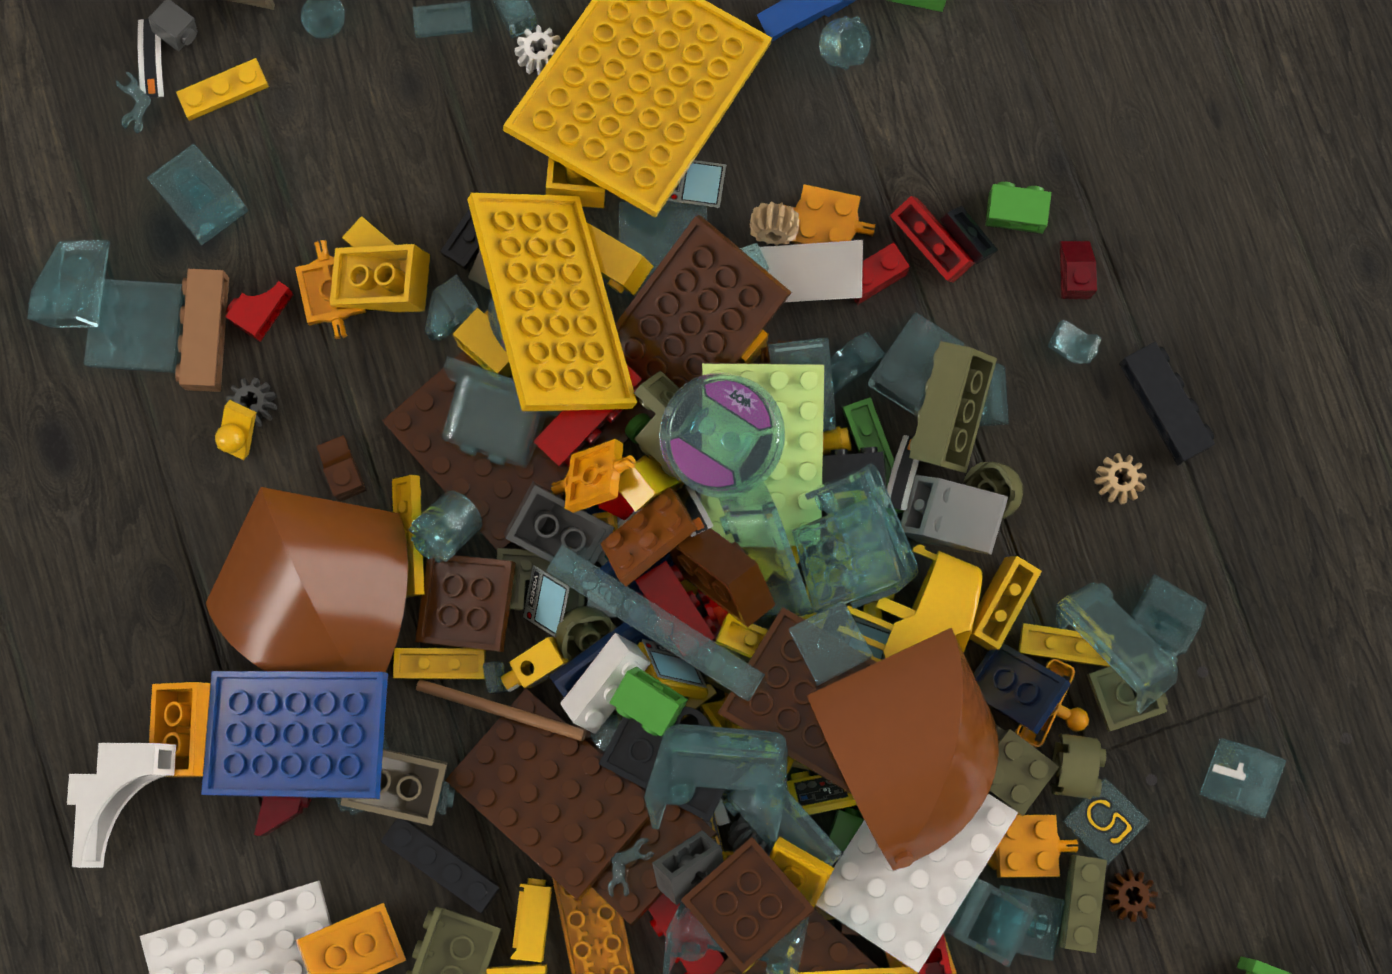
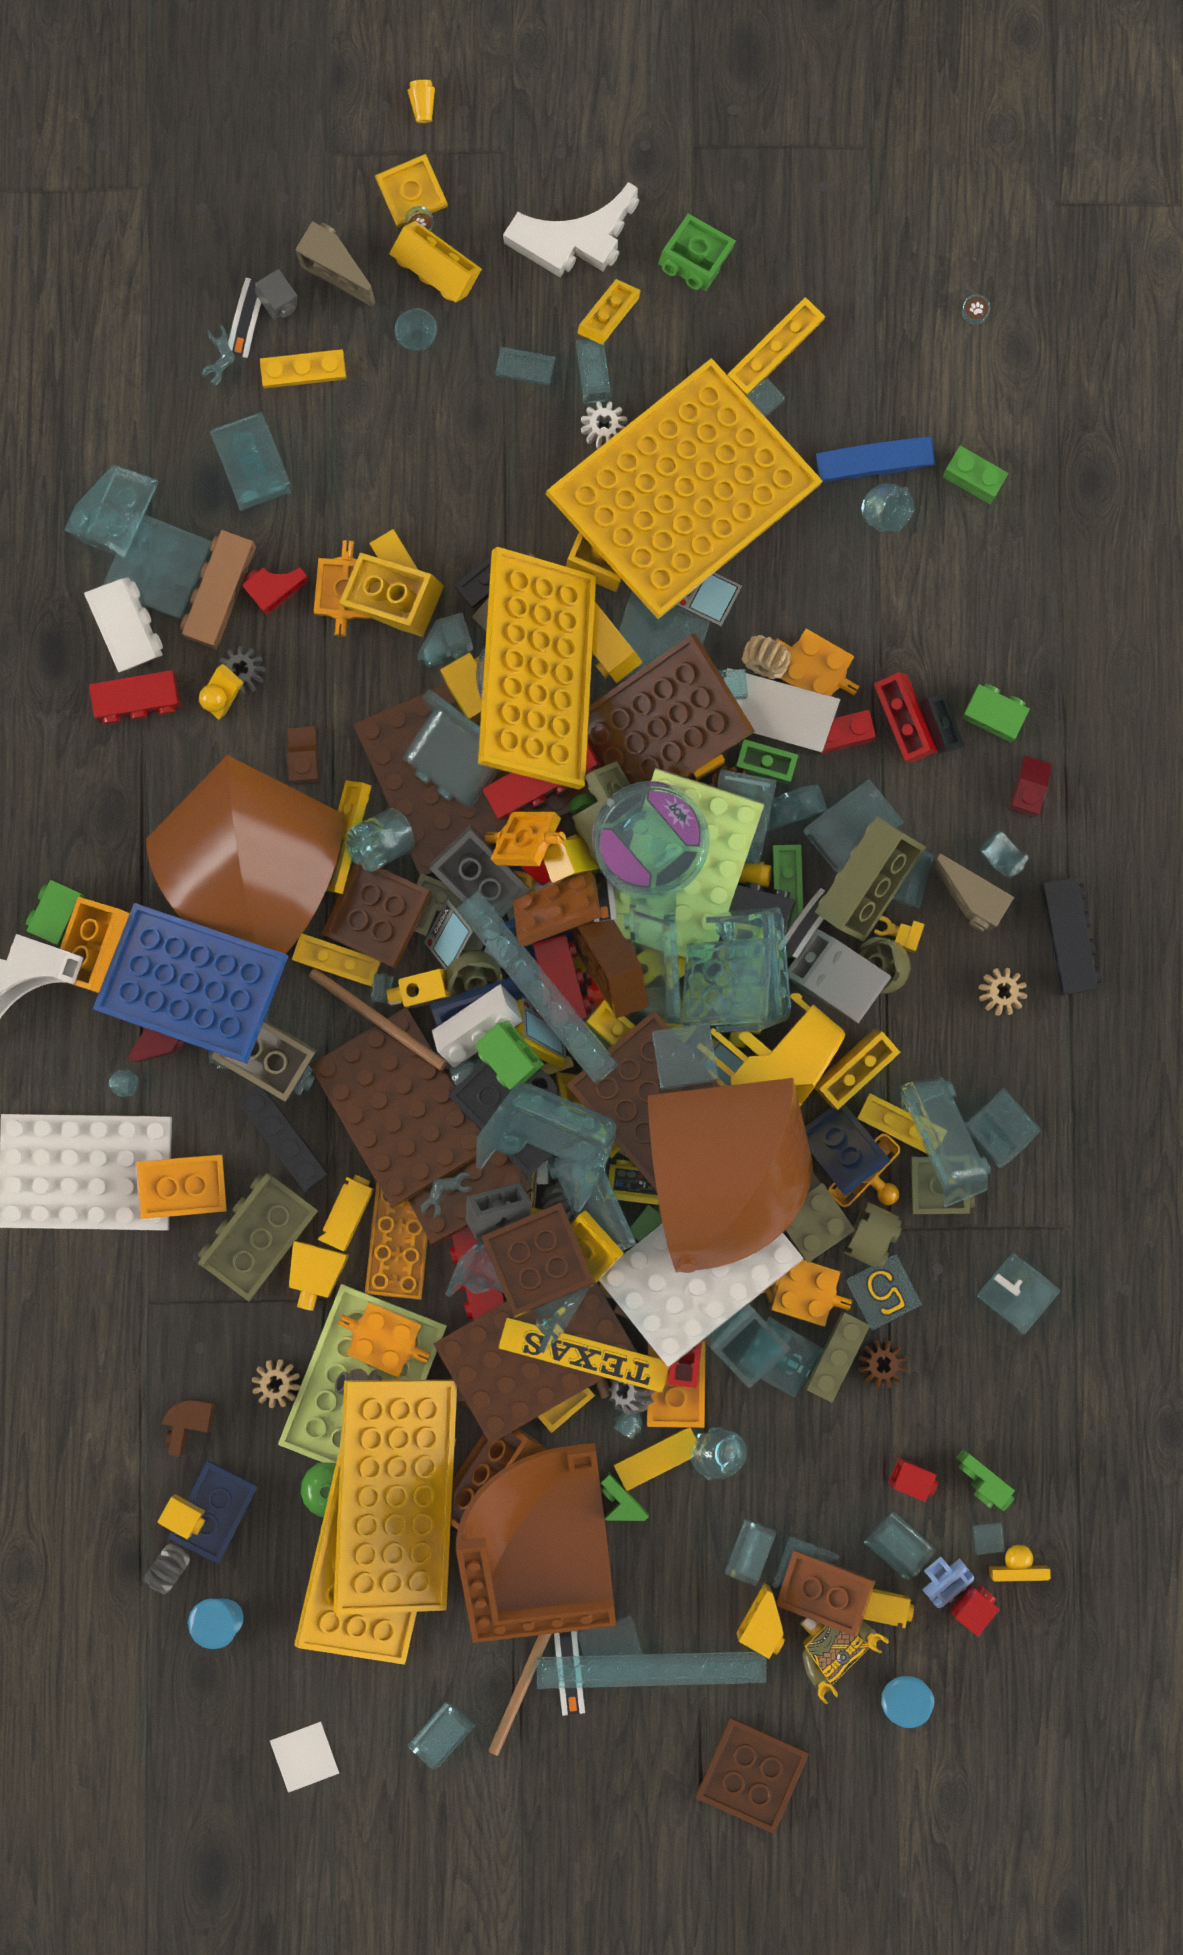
camera: 25 degrees right, 5 degrees up
(116, 392) = (124, 624): none -> white slope
(131, 708) = (53, 912): none -> bright green brick
(151, 463) = (135, 697): none -> red brick
(258, 861) = (123, 1083): none -> clear light blue plate
(810, 324) = (767, 762): none -> bright green brick
(1005, 453) = (905, 935): none -> yellow piece
(1059, 391) = (975, 897): none -> dark tan slope

